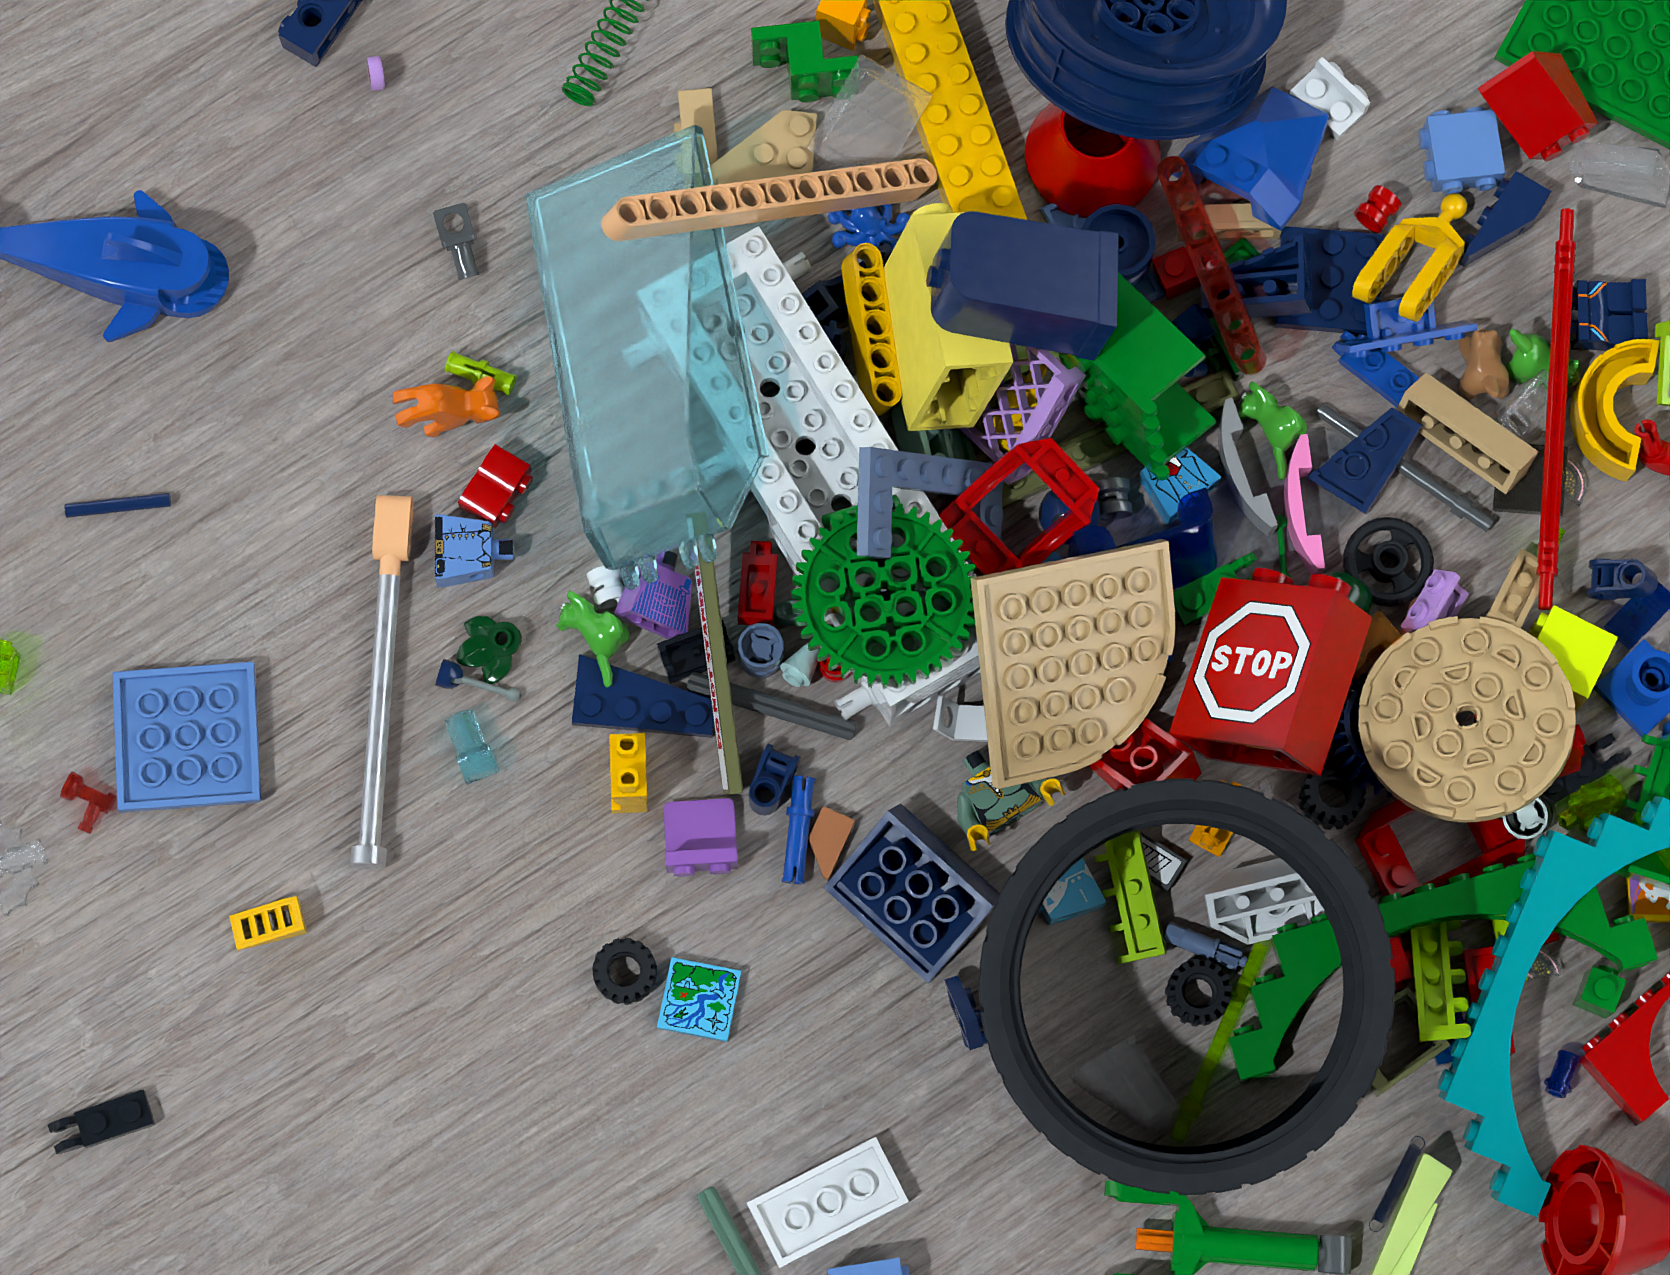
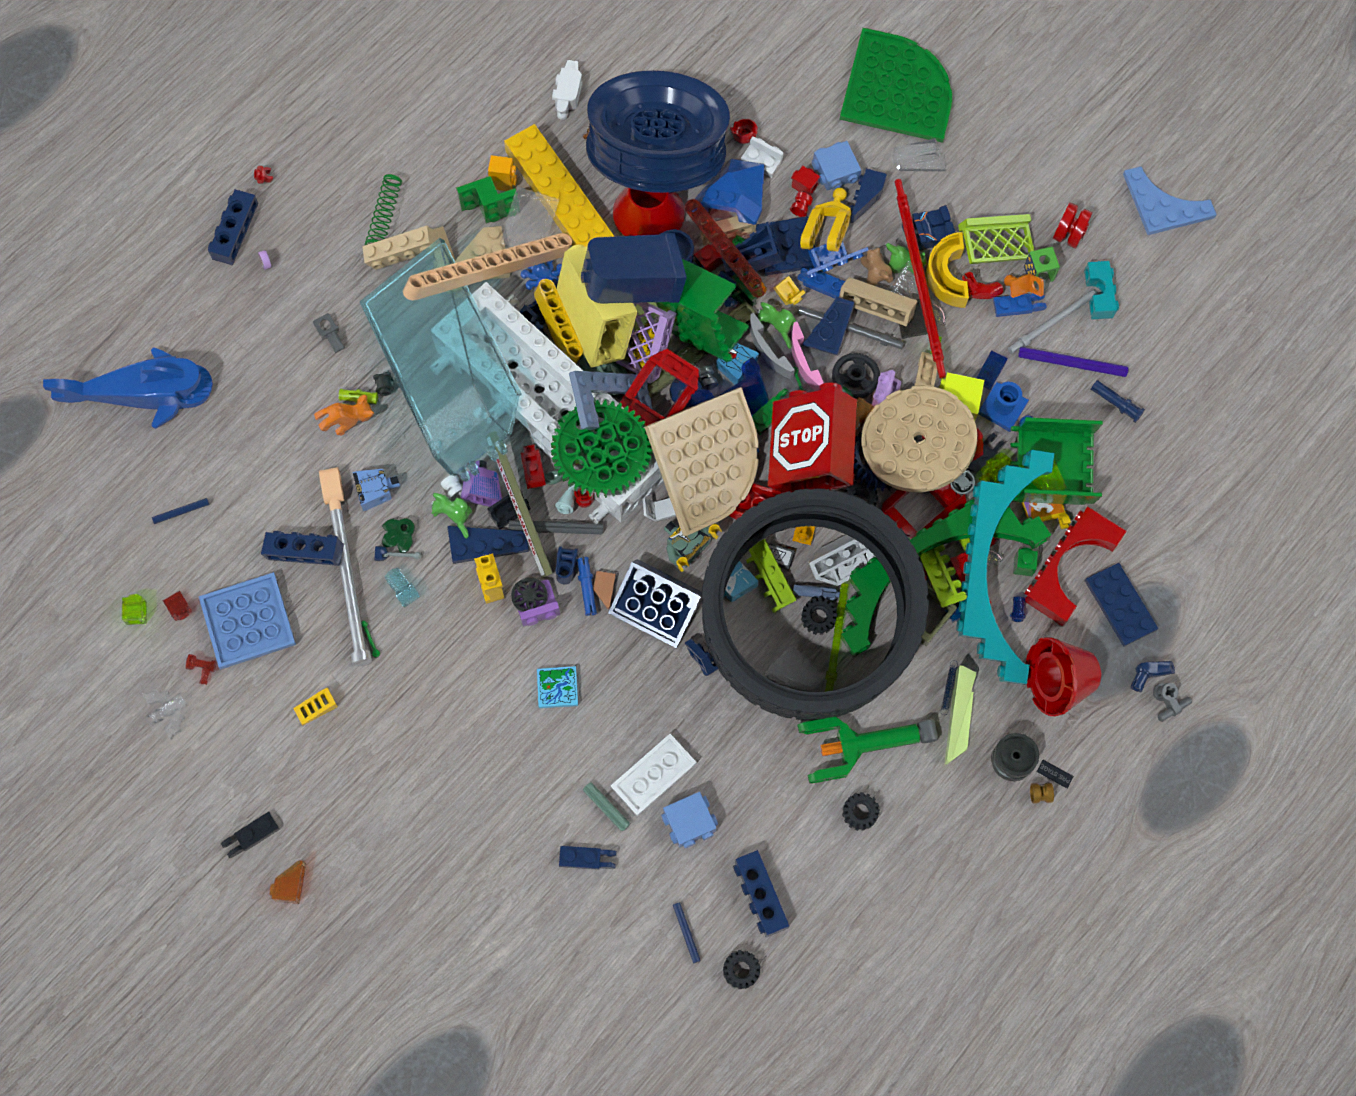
camera: 15 degrees left, 5 degrees down
(72, 679) = (177, 606): none -> clear red bracket
(147, 1228) = (289, 884): none -> clear orange slope
(358, 657) = (329, 555): none -> dark blue brick
(396, 853) = (376, 653): none -> green hinge
(496, 486) = (381, 451): red brick -> none
(531, 361) = (384, 384): none -> pearl dark grey brick
(615, 950) = (509, 671): black tyre -> none
(622, 115) = (398, 248): none -> tan brick
(691, 819) = (529, 594): none -> pearl dark grey wheel
(760, 650) = (541, 495): sand blue wheel -> none
(1309, 371) = (788, 291): none -> yellow bracket
(1310, 39) = (744, 130): none -> red hair
(1397, 165) = (805, 180): none -> red brick
(1540, 104) = (869, 132): red slope -> none
(1614, 579) = (972, 355): dark blue piece -> none

